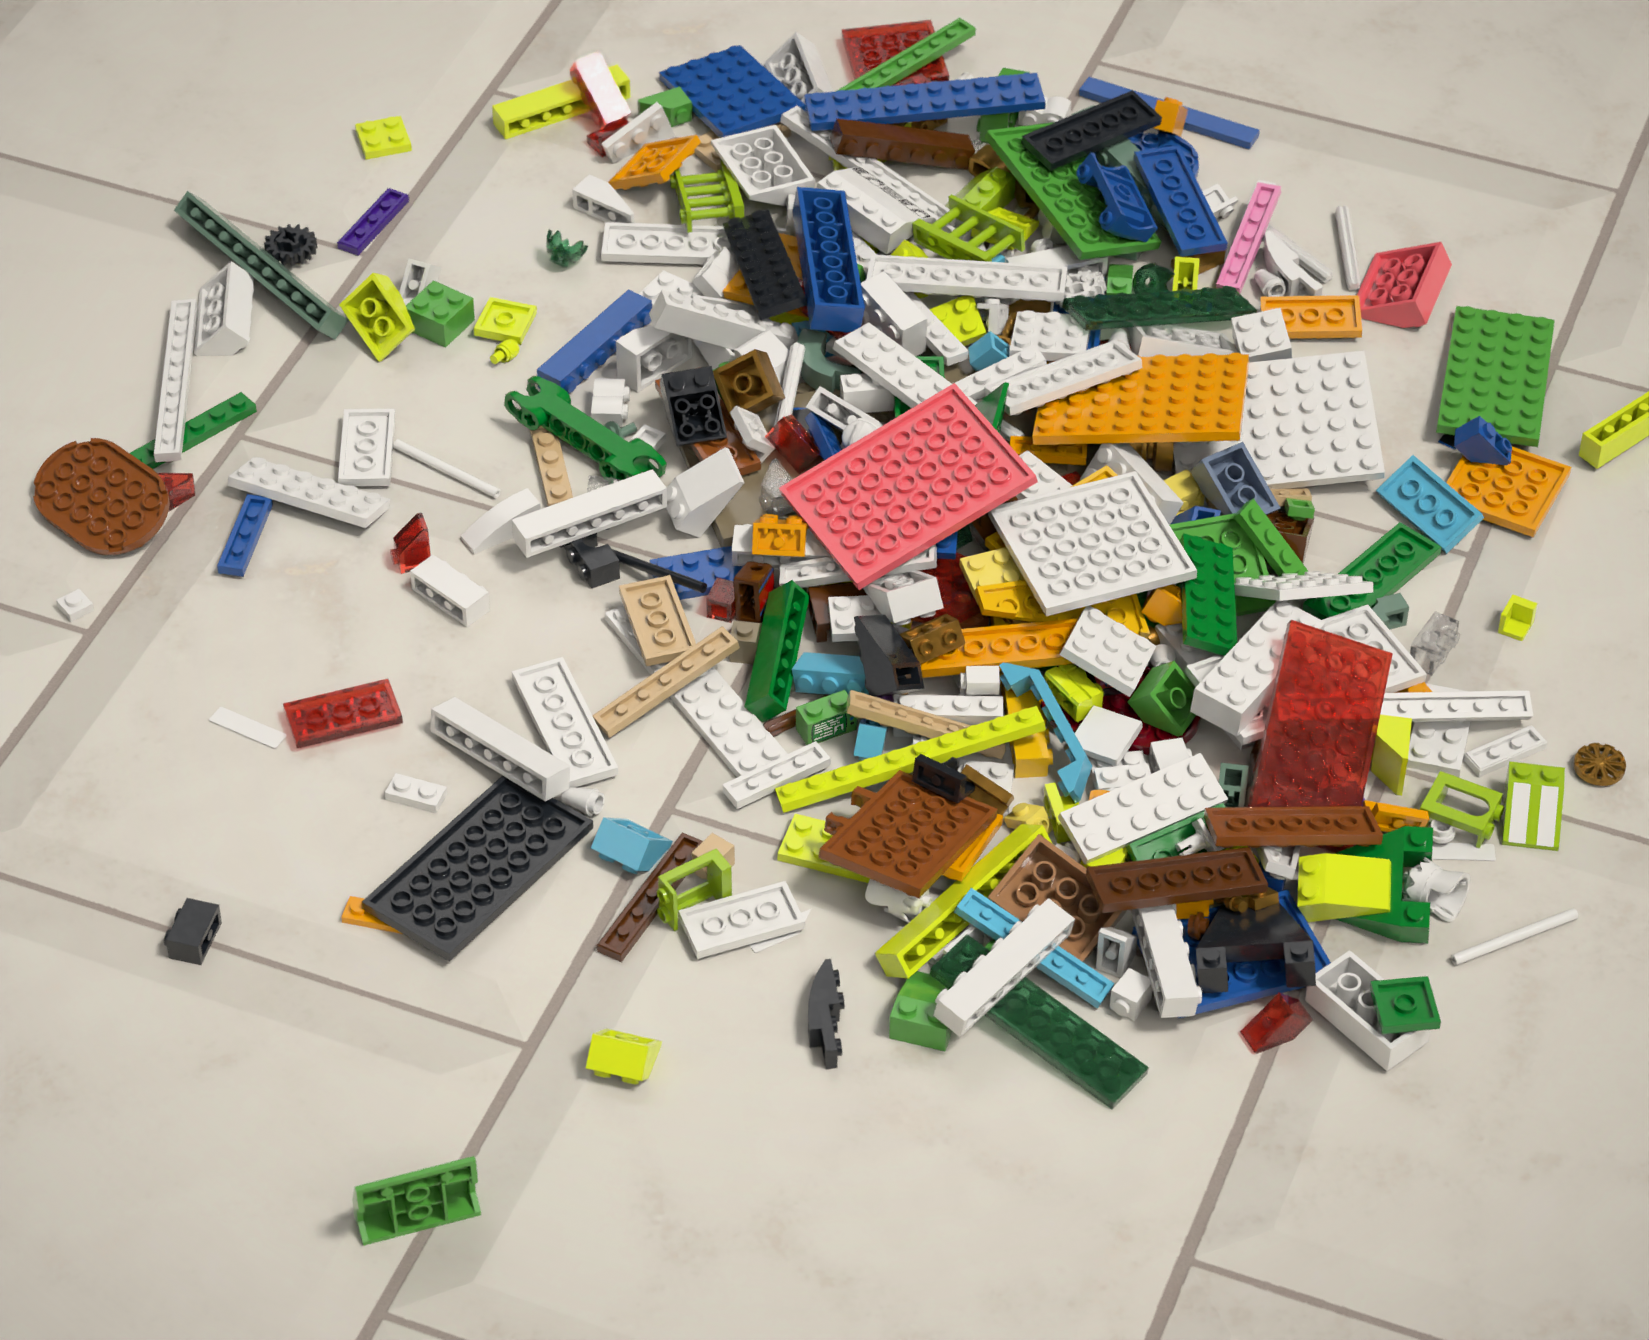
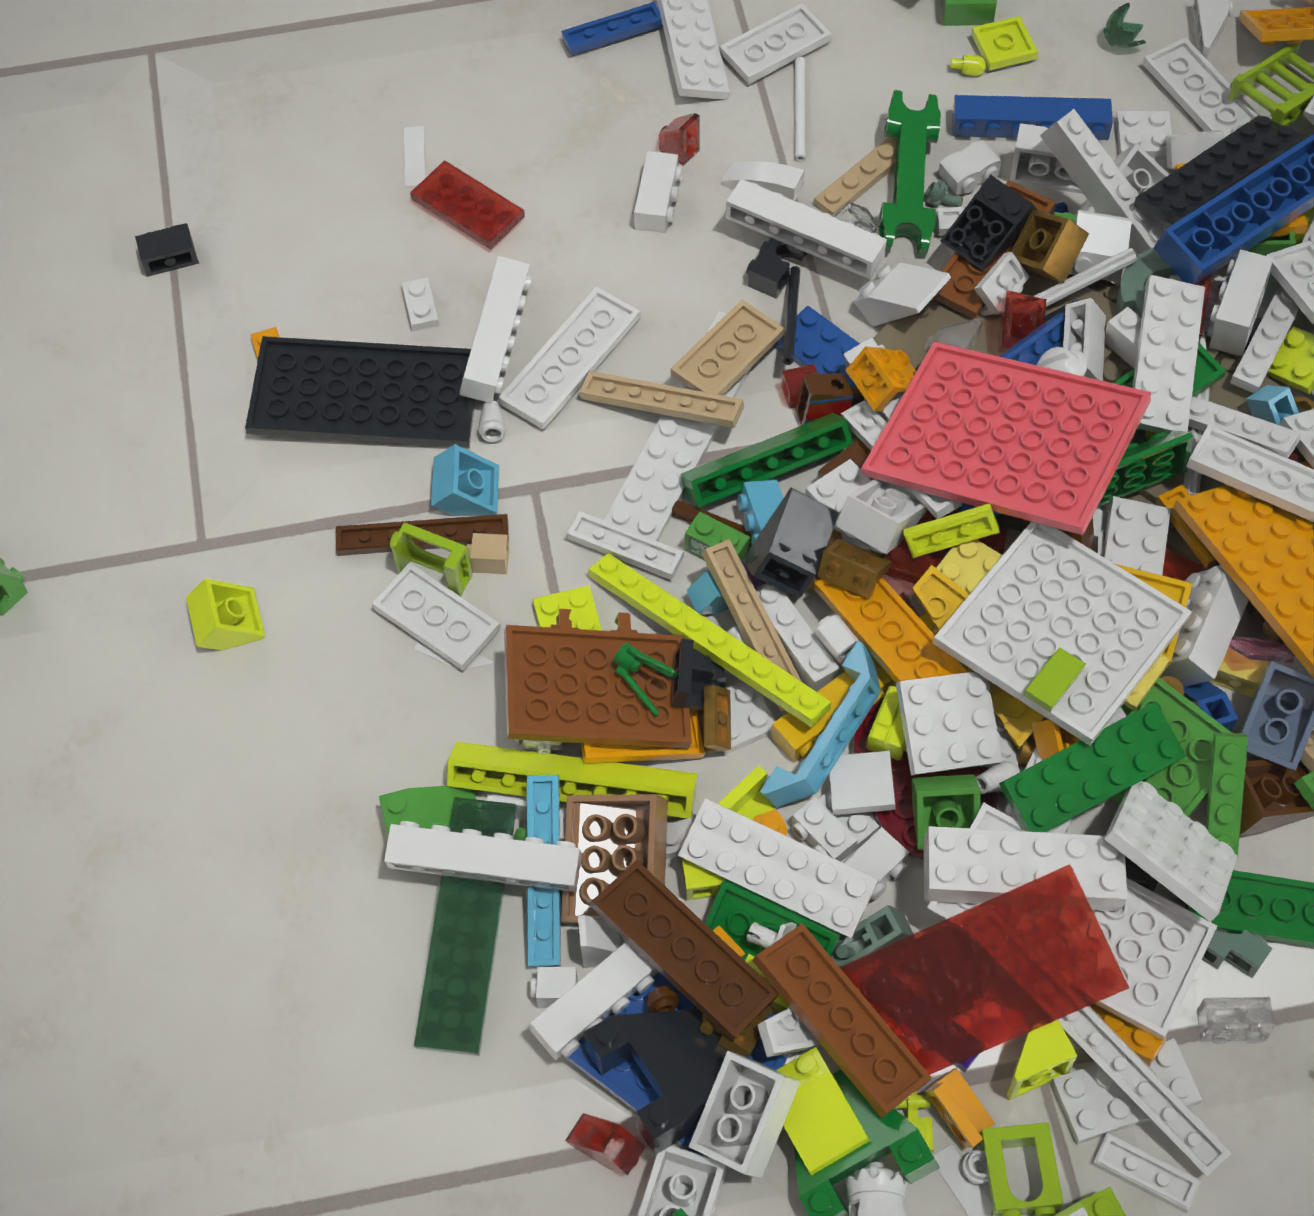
camera: 60 degrees right, 15 degrees up
(747, 636) = (767, 423): dark tan slope -> none
(824, 1013) = (376, 734): black slope -> none
(908, 796) = (631, 659): none -> green plant
(959, 559) = (951, 530): none -> neon yellow tile
(1028, 814) = (716, 778): light yellow bracket -> none
(1135, 562) = (1054, 679): none -> lime tile
(1179, 467) = (1262, 649): none -> clear pink tile
(1326, 912) = (744, 1114): none -> white brick

